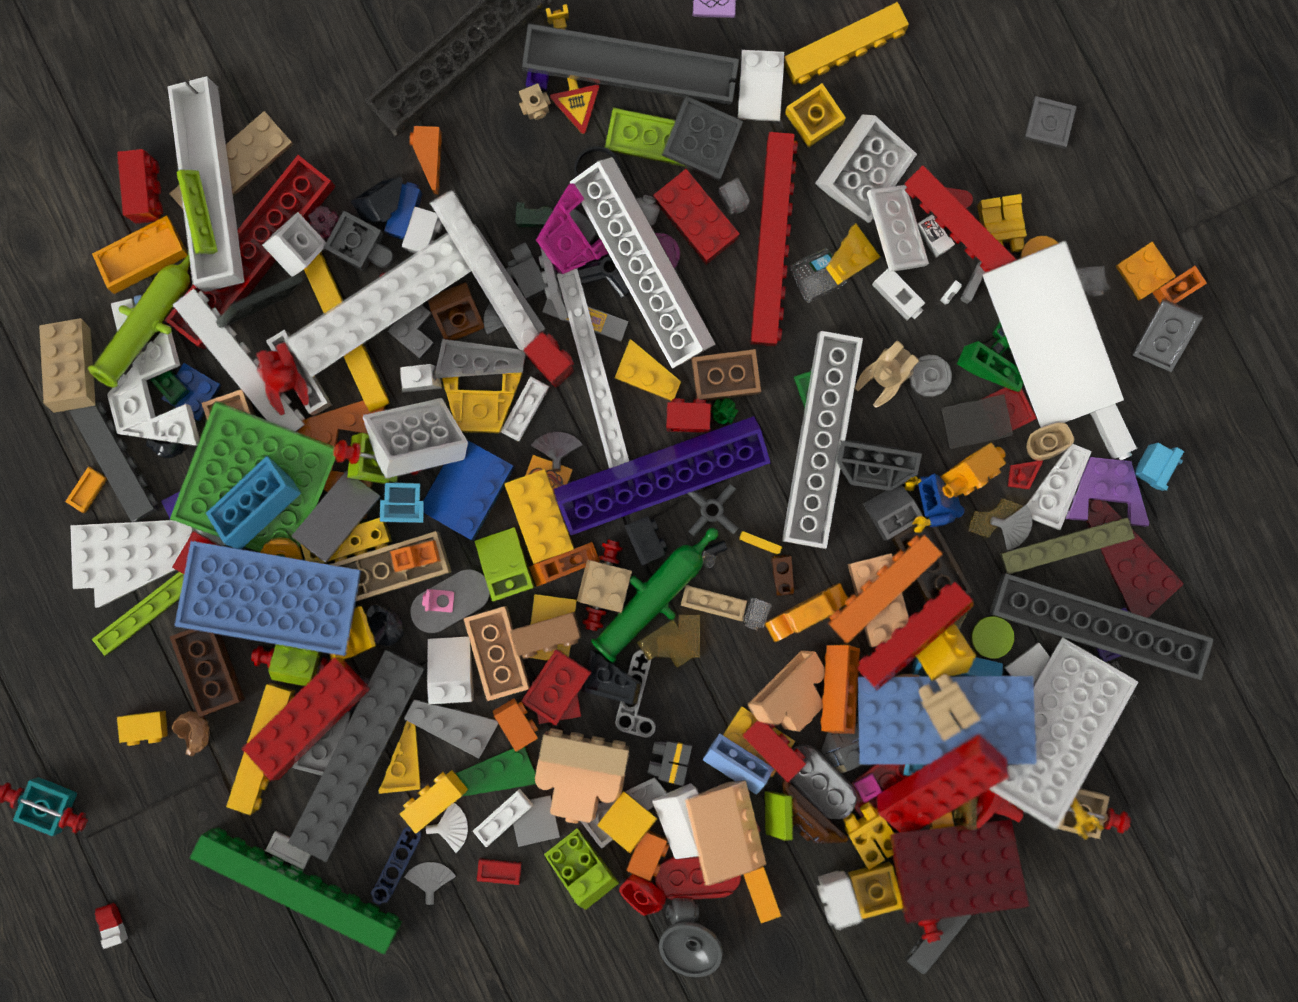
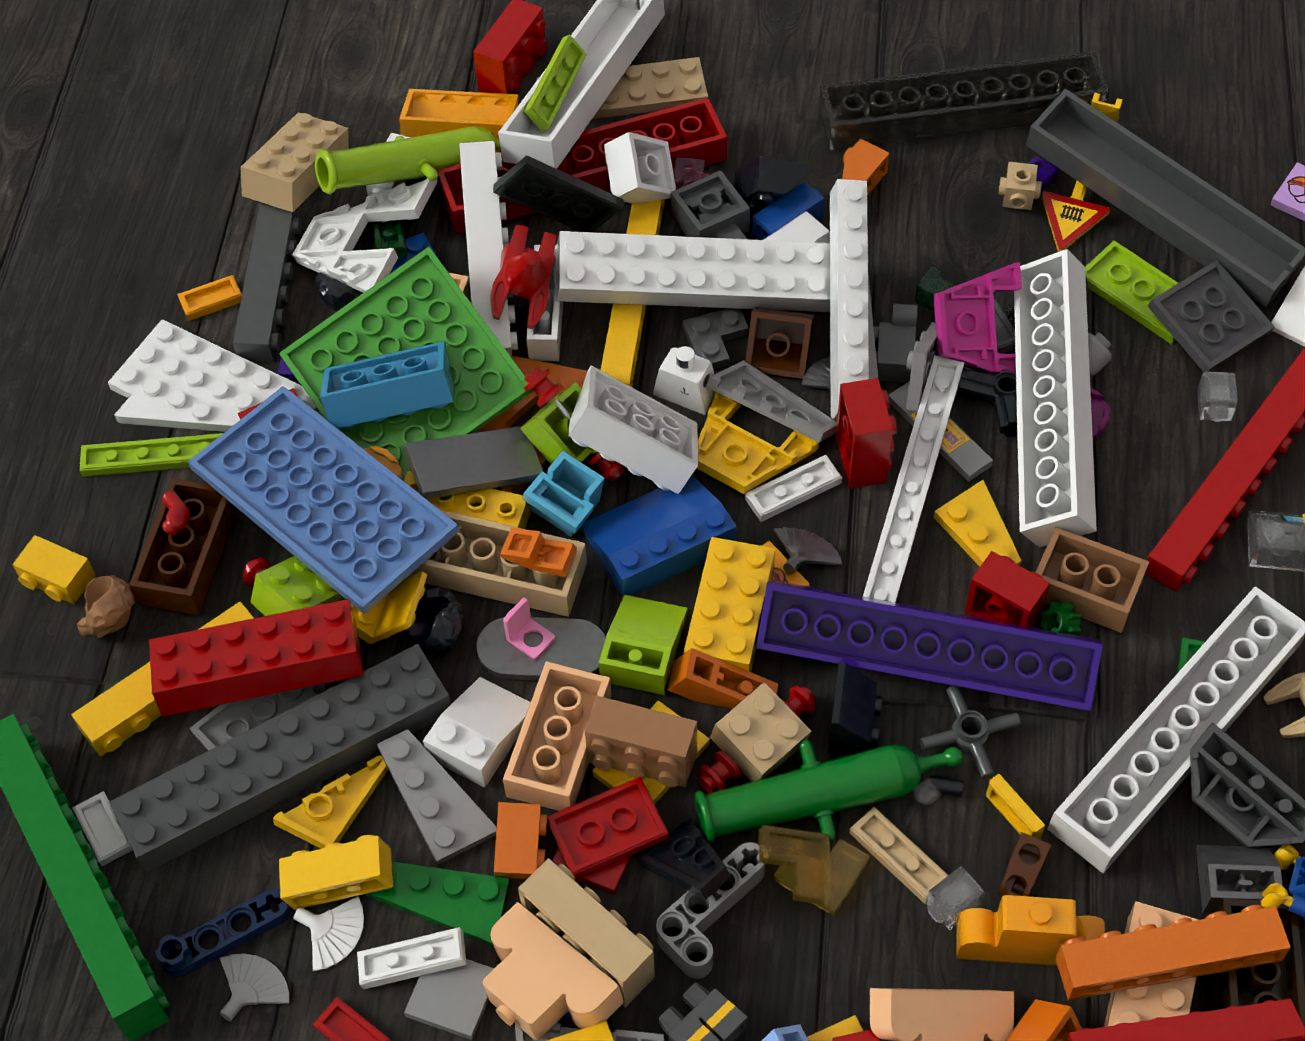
camera: 30 degrees right, 30 degrees down
(193, 658) = (177, 514): none -> red arm
(696, 216) = (1154, 393): red brick -> none

